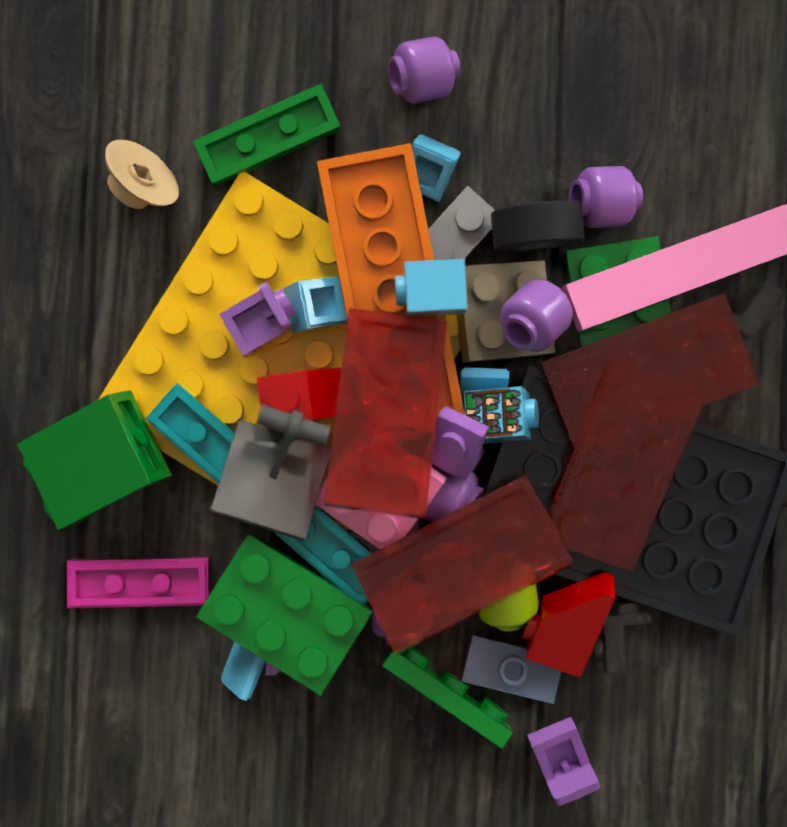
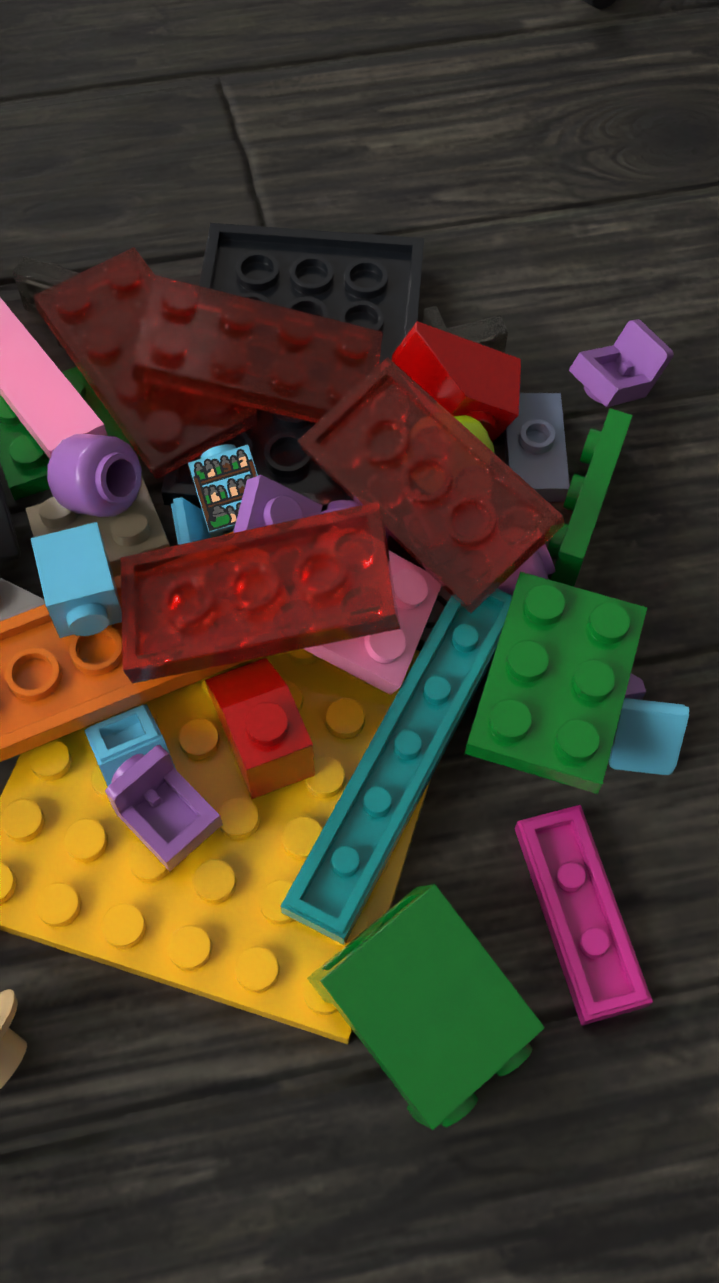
camera: 105 degrees left, 25 degrees down
(272, 474) = (371, 729): dark grey plate -> none

